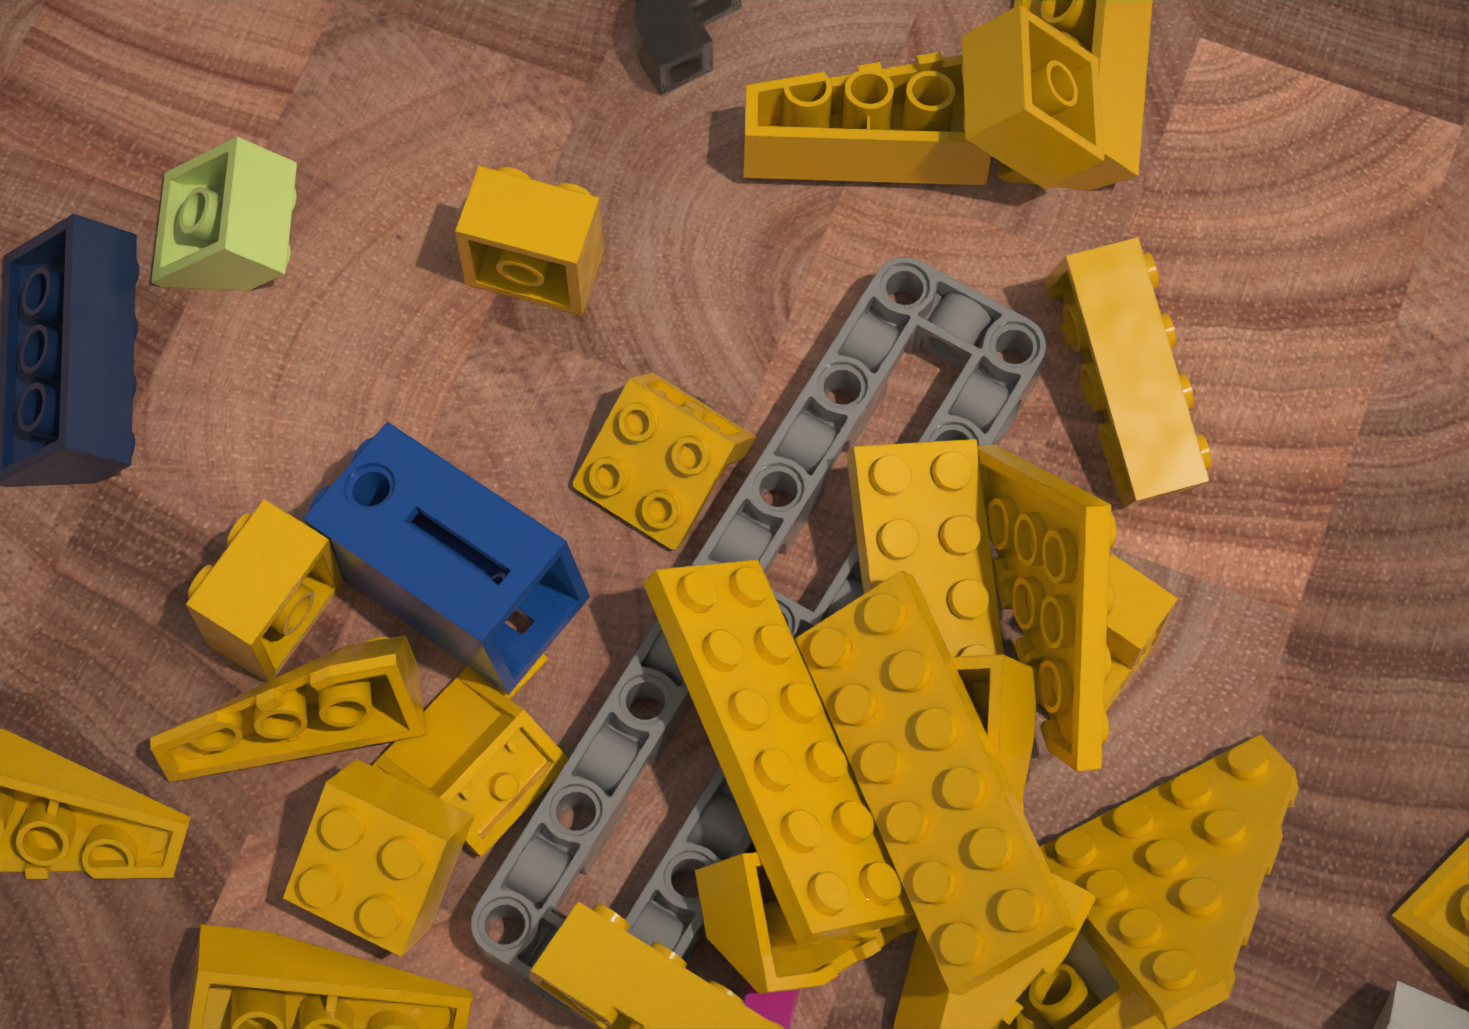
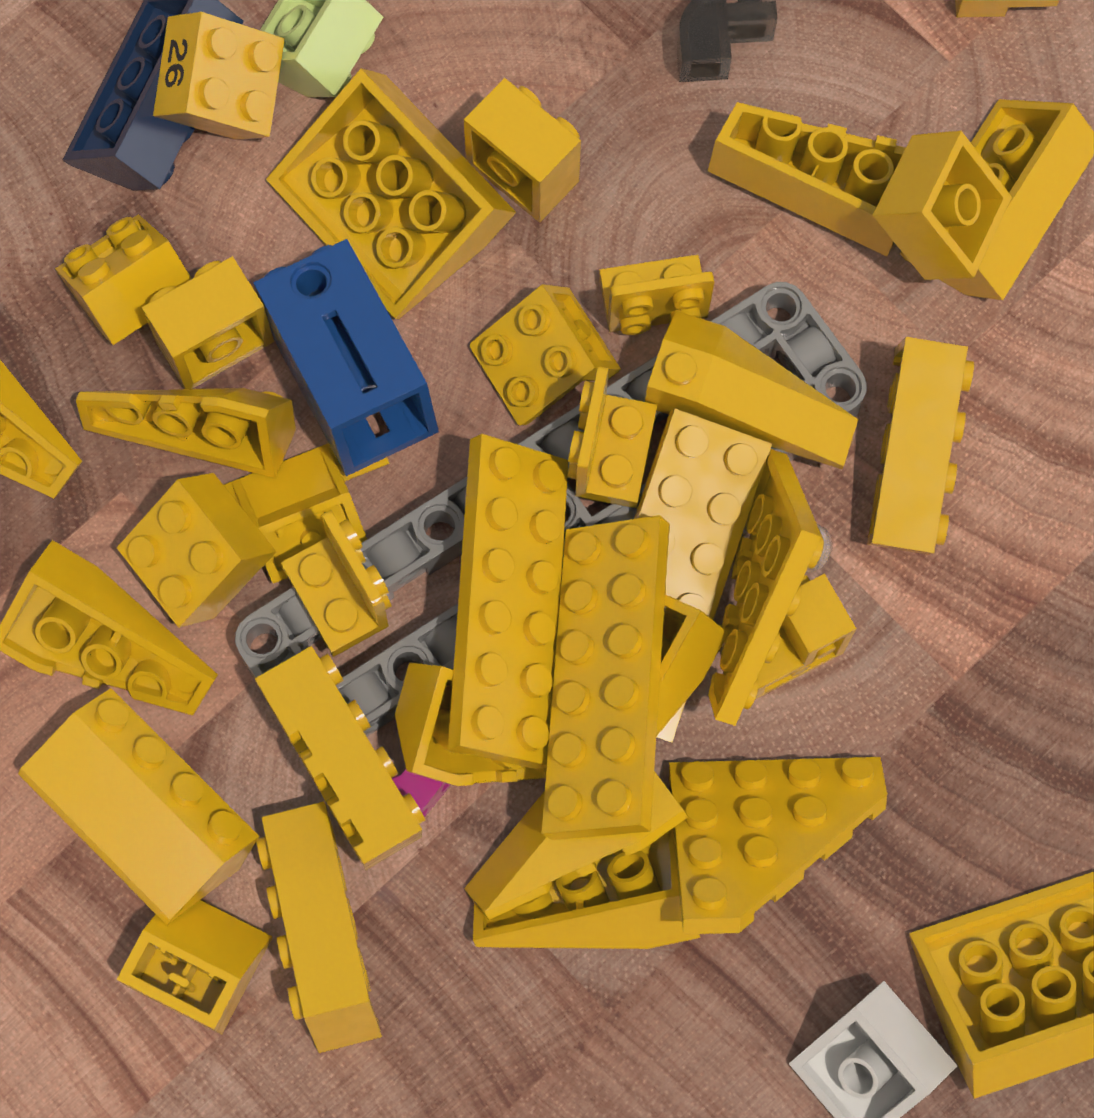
camera: 25 degrees right, 5 degrees up
(134, 583) = (121, 275): none -> yellow slope
(142, 306) = (218, 76): none -> yellow brick
(396, 342) = (392, 189): none -> yellow slope
(571, 819) = (336, 588): none -> yellow bracket
(756, 335) = (653, 291): none -> yellow bracket
(801, 520) = (614, 447): none -> yellow bracket
(898, 393) = (734, 384): none -> yellow wedge

